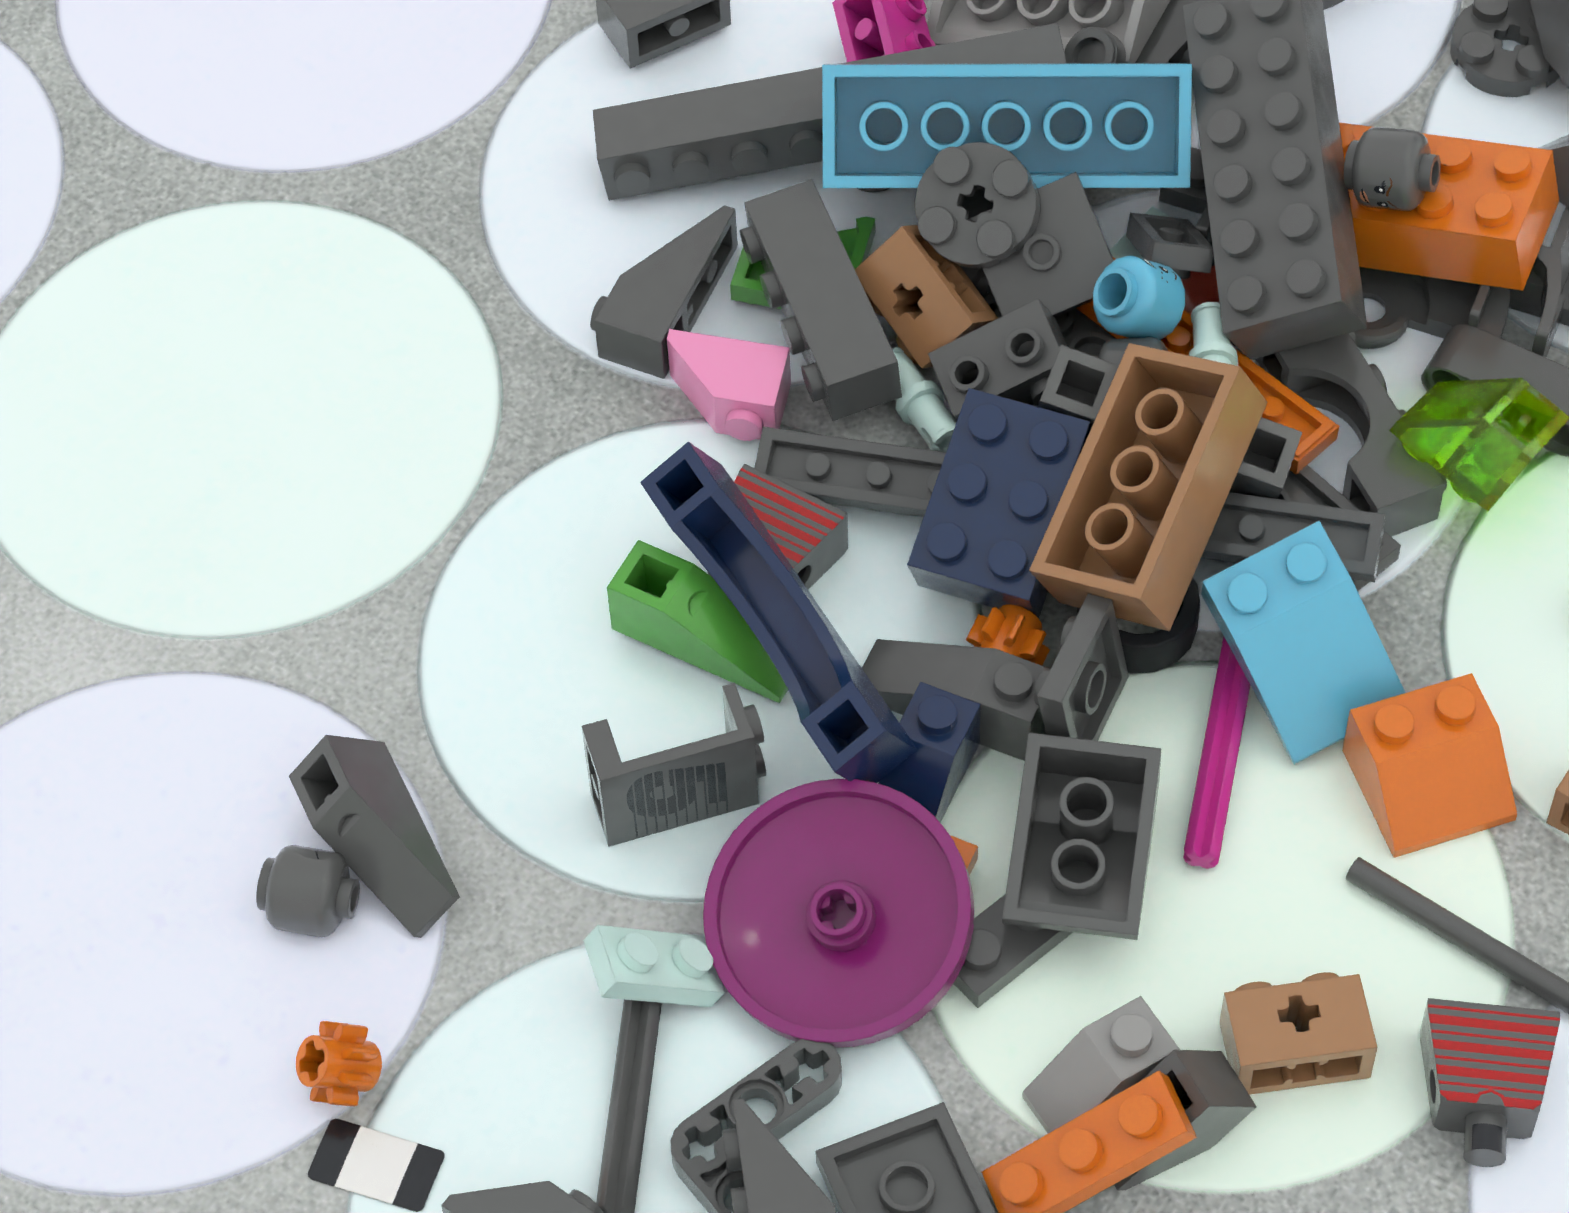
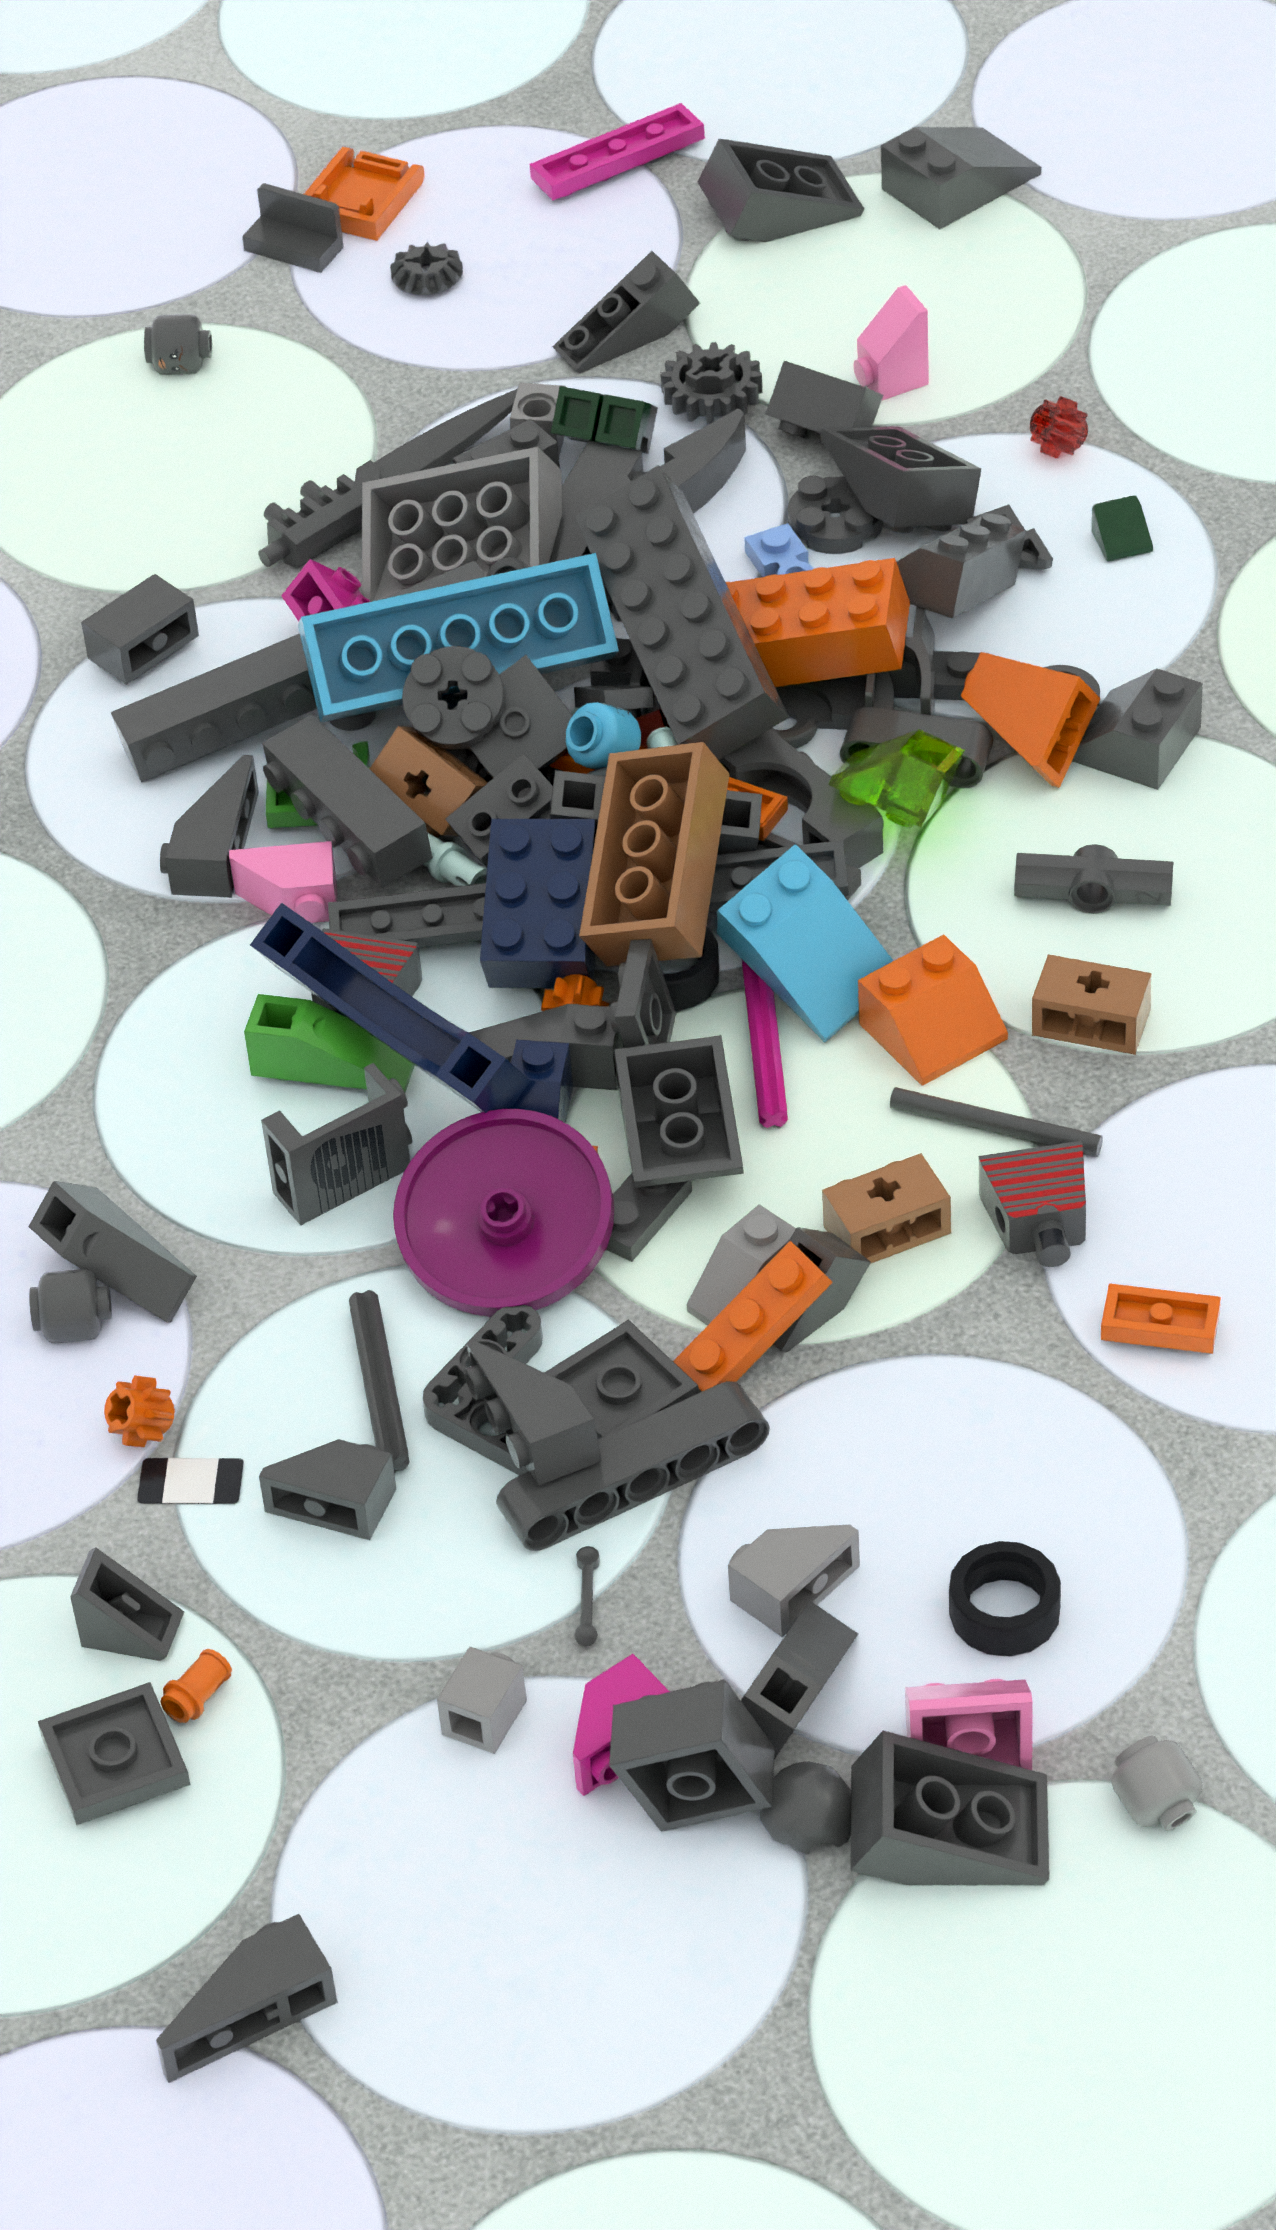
camera: 15 degrees left, 10 degrees down
(653, 966) = (370, 1282): light aqua plate -> none
(1391, 168) = (774, 596): dark grey head -> none
(1430, 83) = (777, 551): none -> light blue plate

